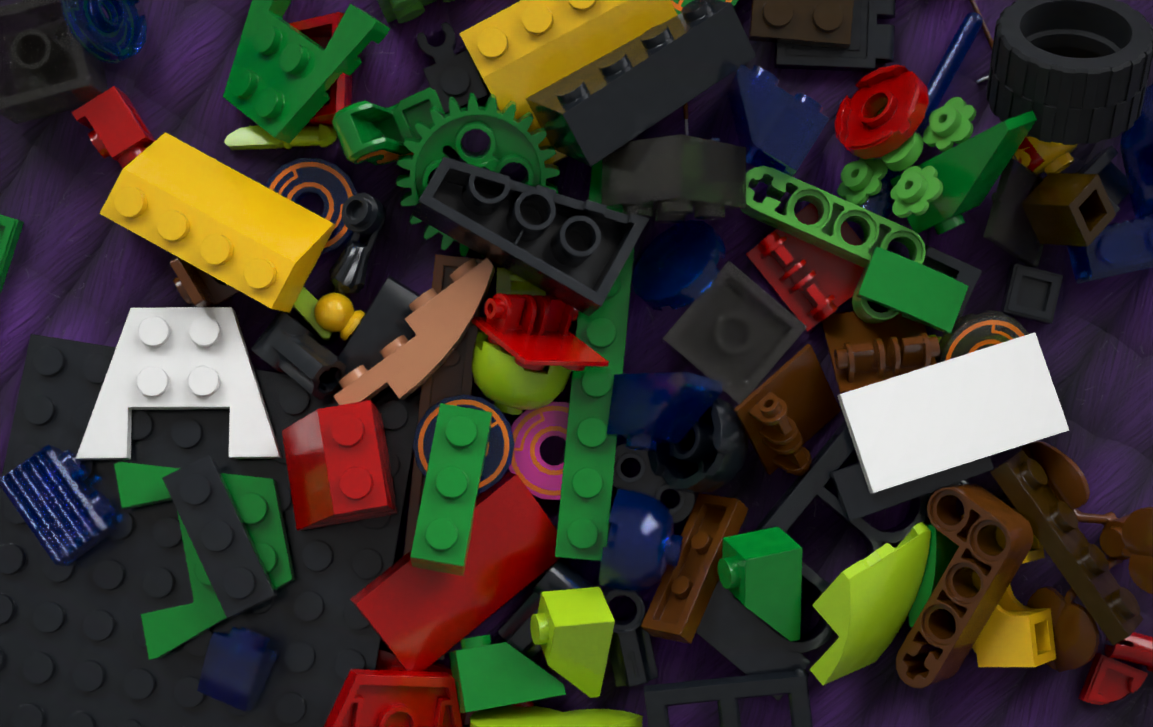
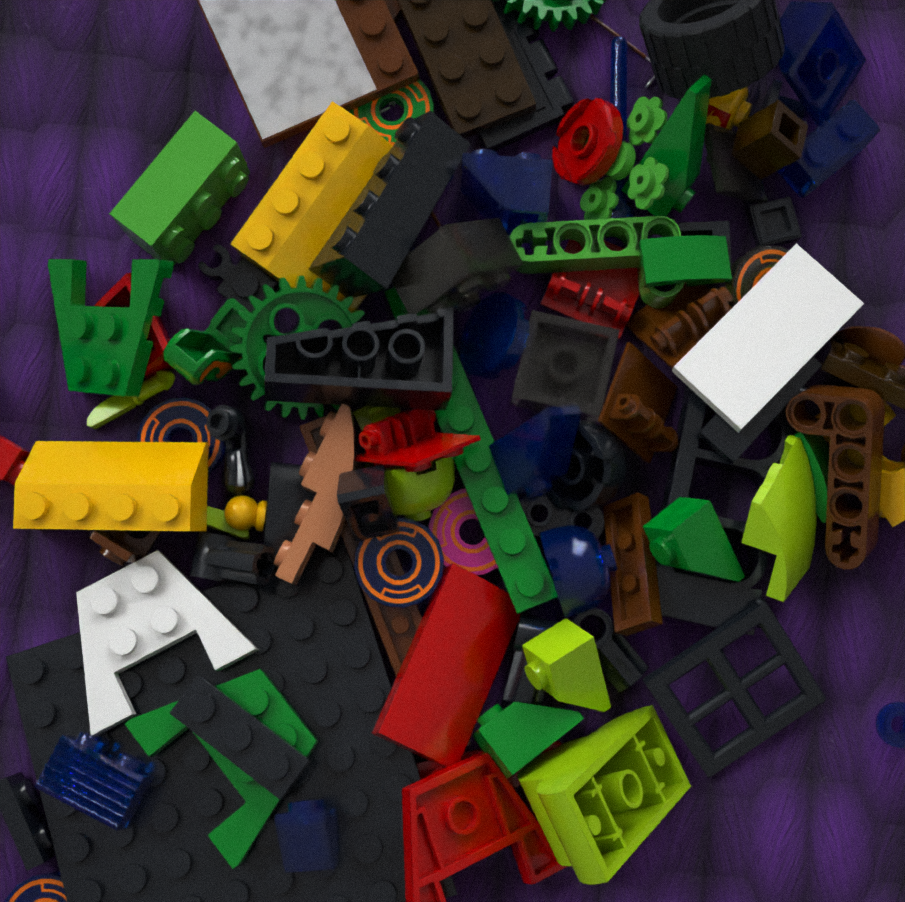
camera: 30 degrees left, 5 degrees down
(339, 466) = (307, 629): red slope -> none
(451, 489) = (408, 600): green arch -> none
(460, 369) = (367, 502): none -> black slope

